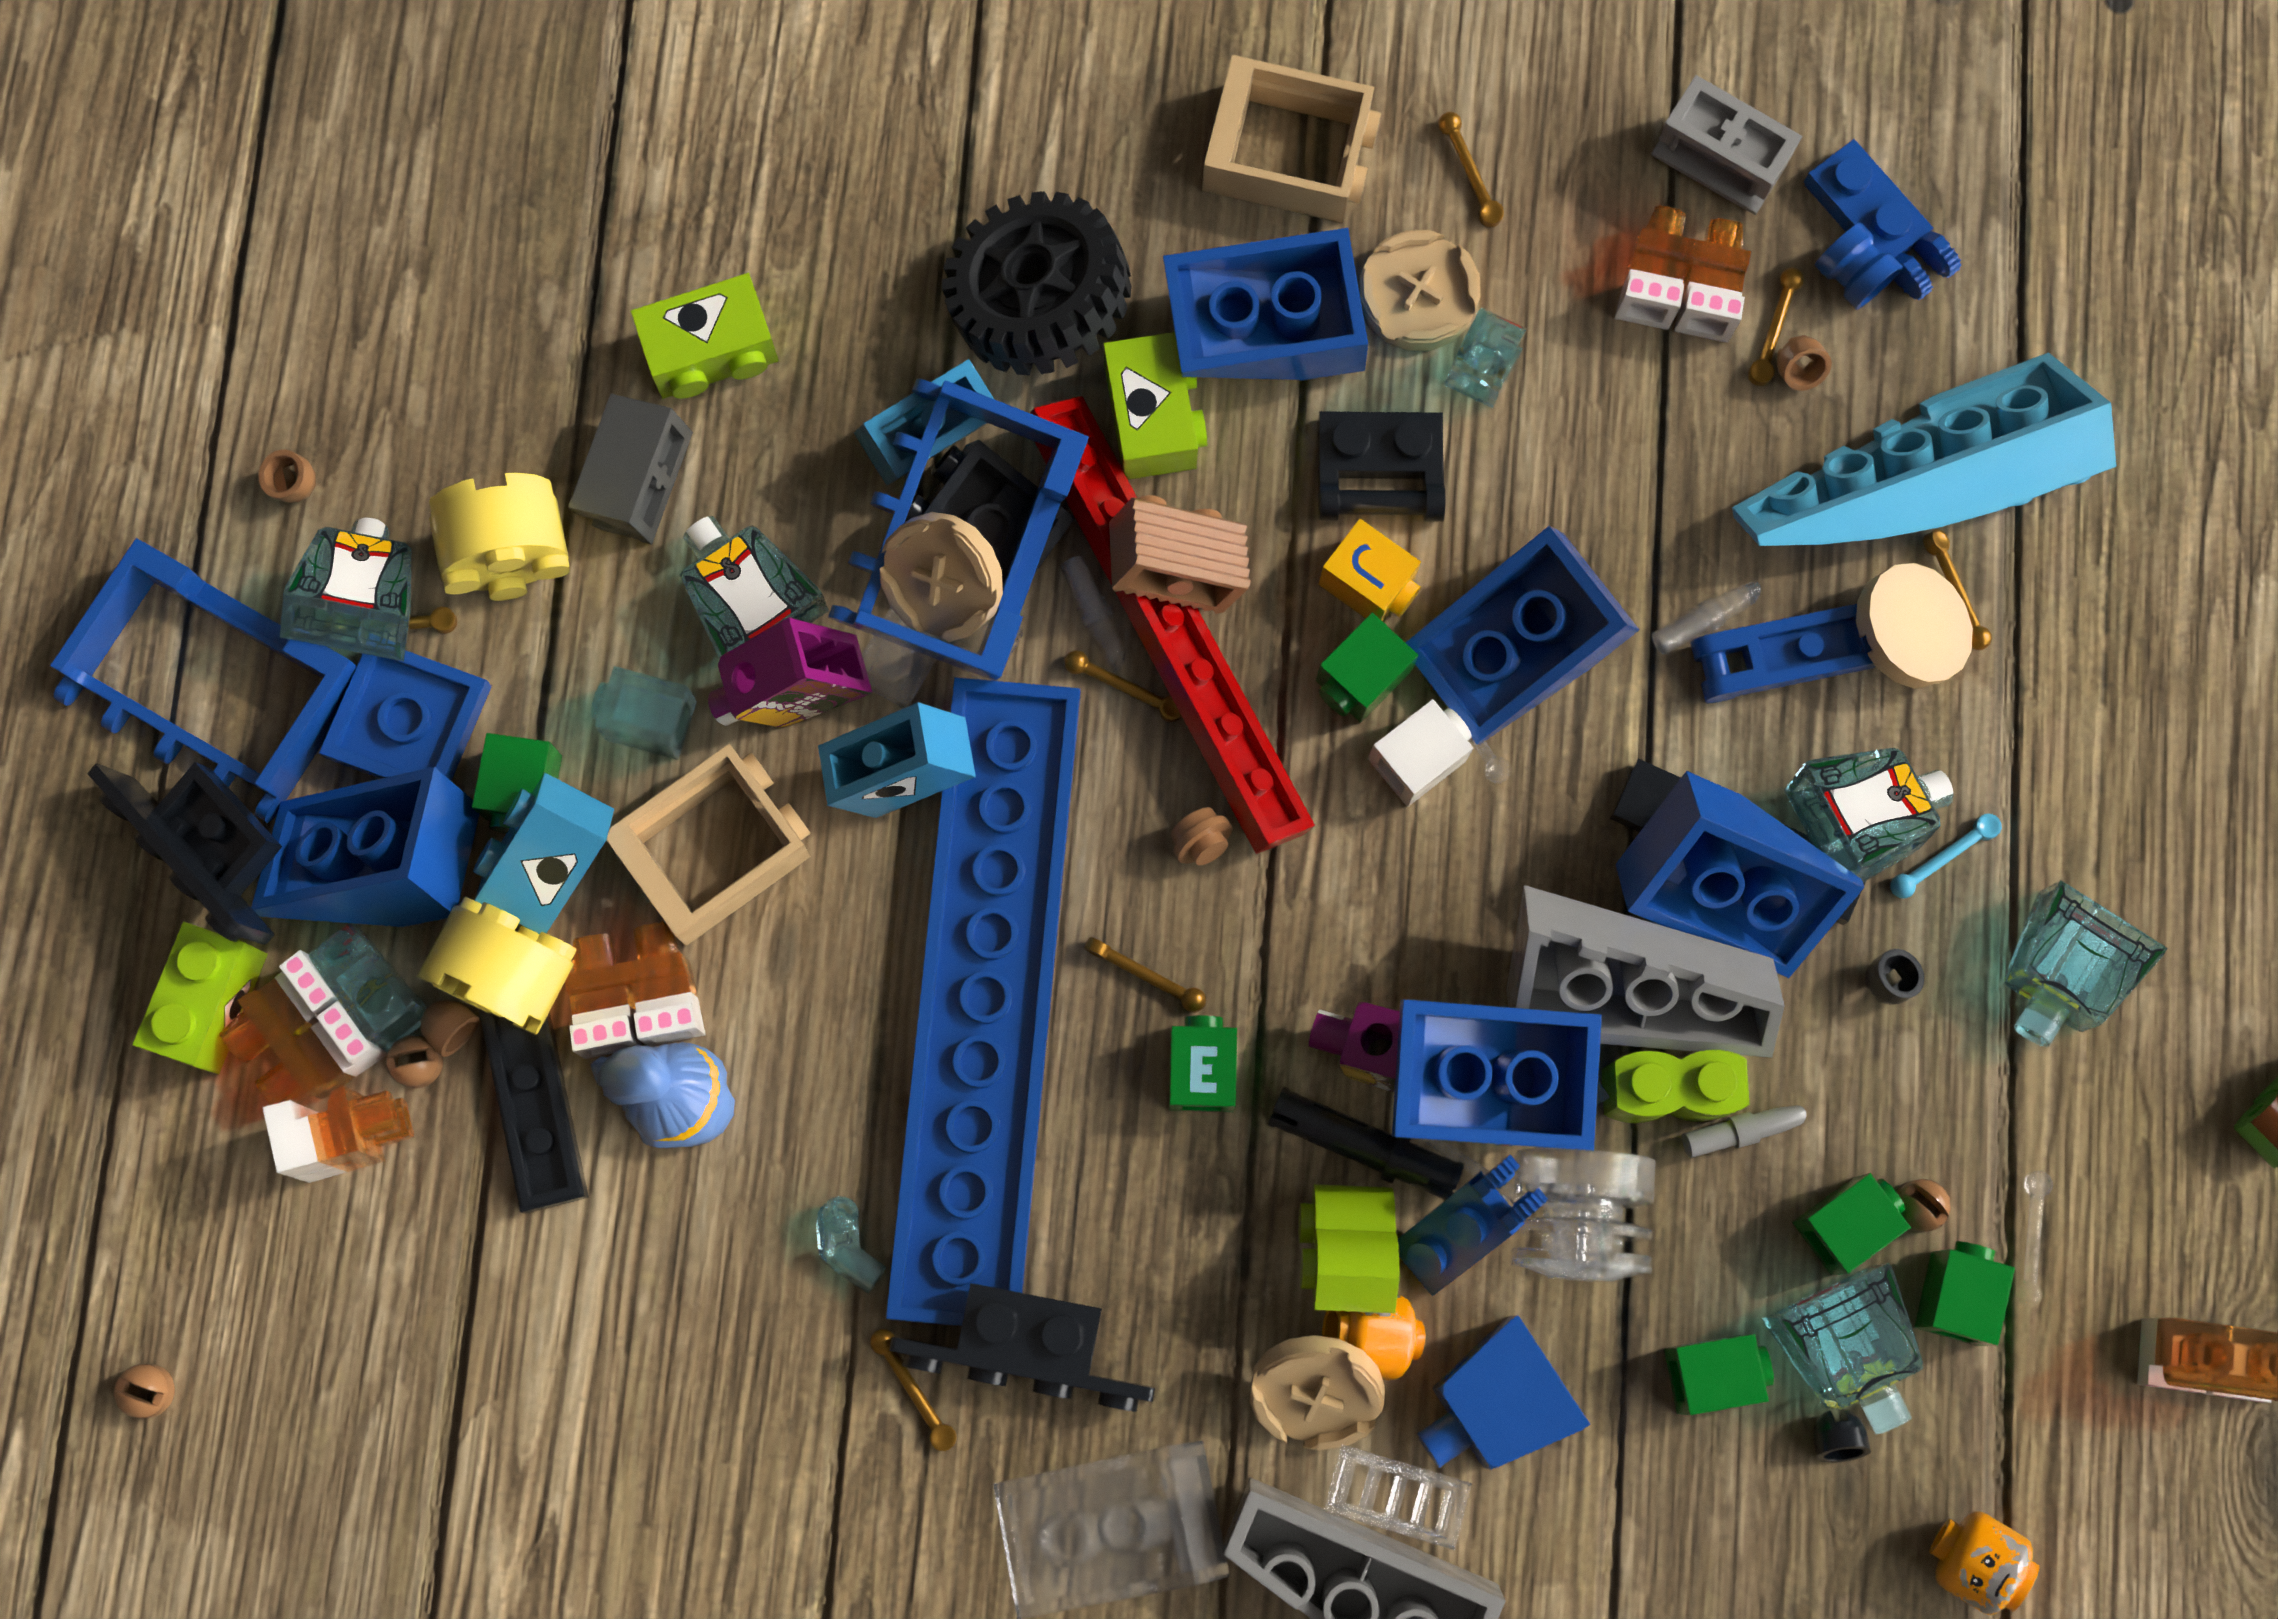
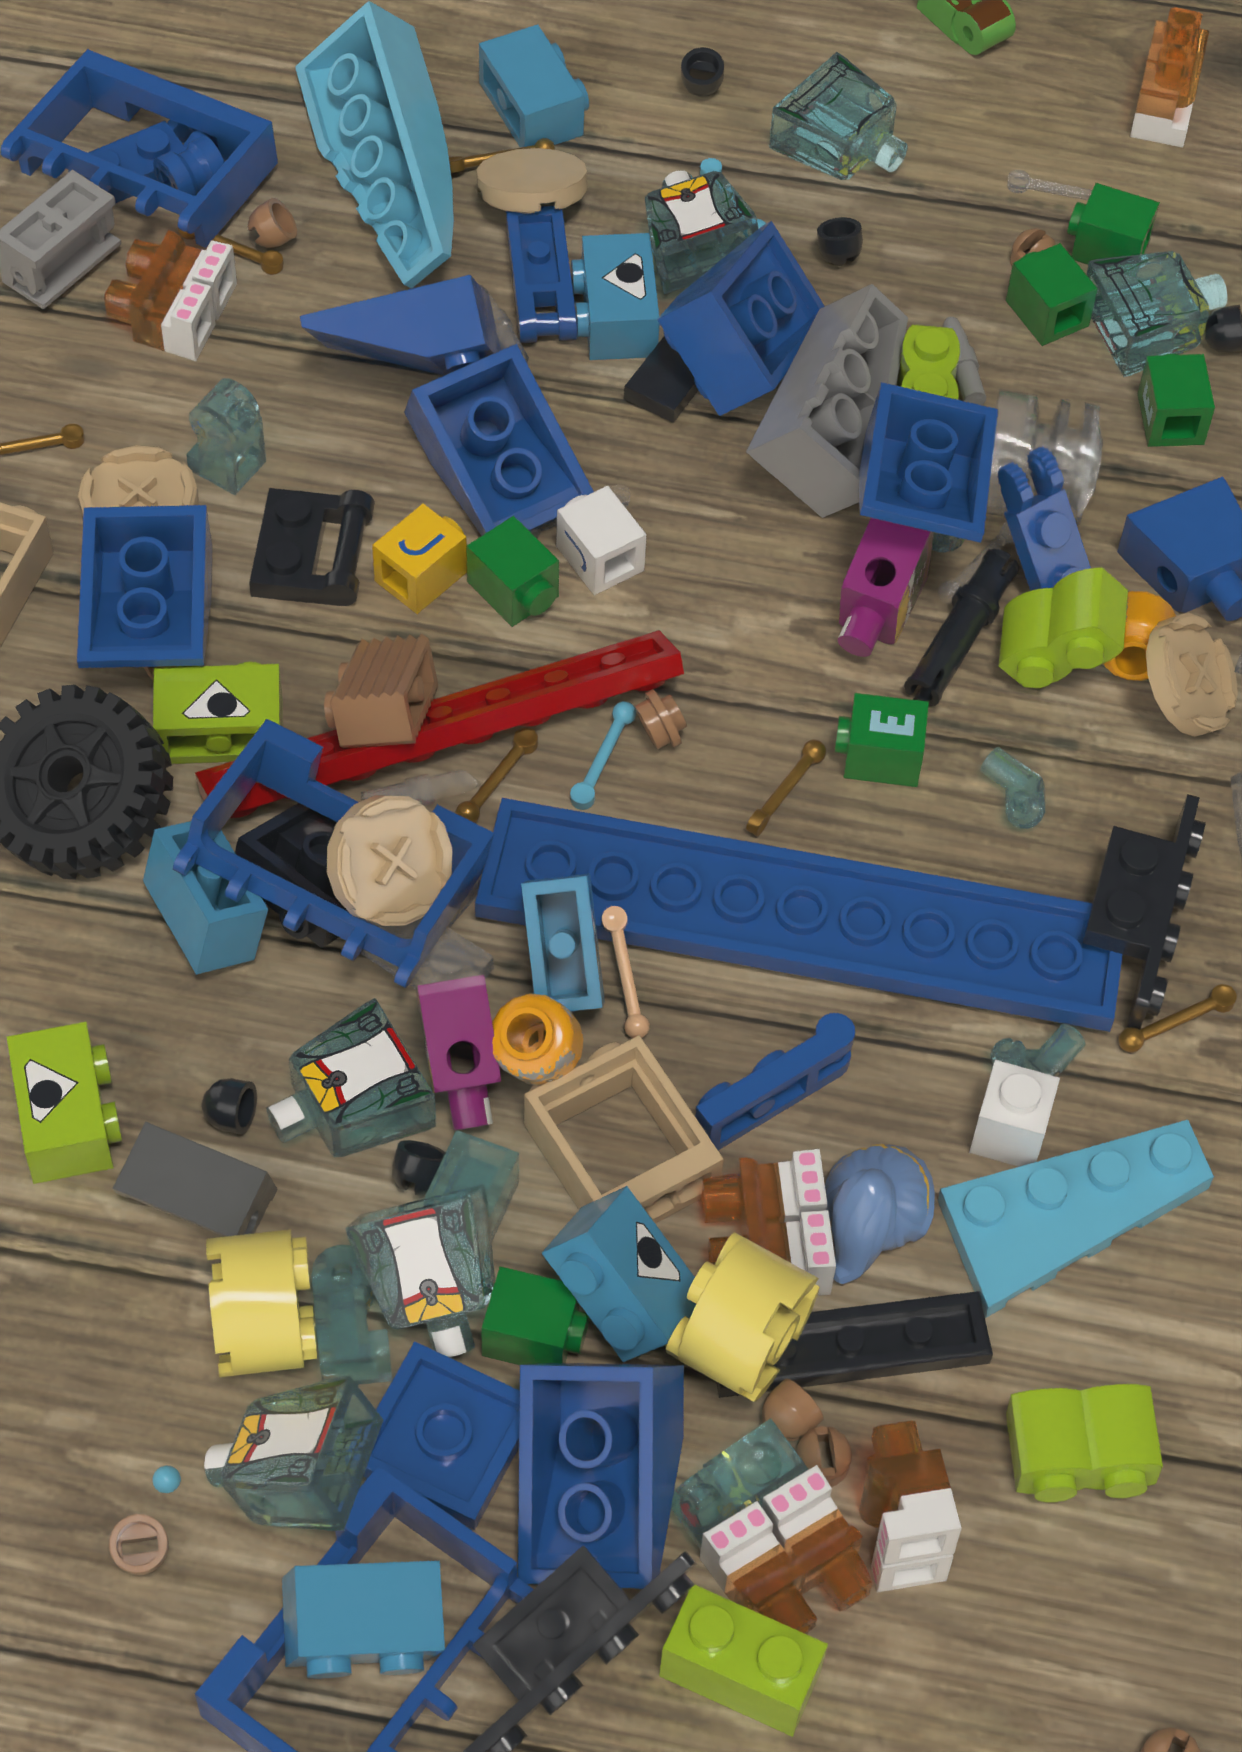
camera: 85 degrees left, 20 degrees down
(218, 666) = (363, 1616): none -> dark azure brick
(365, 493) = (166, 1479): none -> medium azure piece
(430, 1300) = (1083, 1441): none -> lime brick
(510, 616) = (341, 1307): none -> clear light blue leg
(552, 675) = (429, 1263): none -> torso
(677, 652) = (417, 1164): none -> black hinge
(682, 1275) = (1050, 1213): none -> medium azure wing
(722, 488) = (230, 1105): none -> black hinge
(766, 1220) = (1014, 1114): none -> white brick
(776, 745) = (534, 1018): none -> light orange head
(788, 986) = (777, 1082): none -> blue plate
(941, 811) = (615, 921): none -> light nougat hinge
(1113, 773) = (583, 794): none -> medium azure hinge
(1166, 1219) = (1023, 788): none -> clear light blue arm
(1645, 525) = (419, 328): none -> blue slope
(1760, 736) = (617, 295): none -> dark azure brick
(1916, 117) = (122, 91): none -> blue hinge
(2057, 610) = (532, 87): none -> dark azure brick
(2140, 799) = (702, 71): none -> black hinge

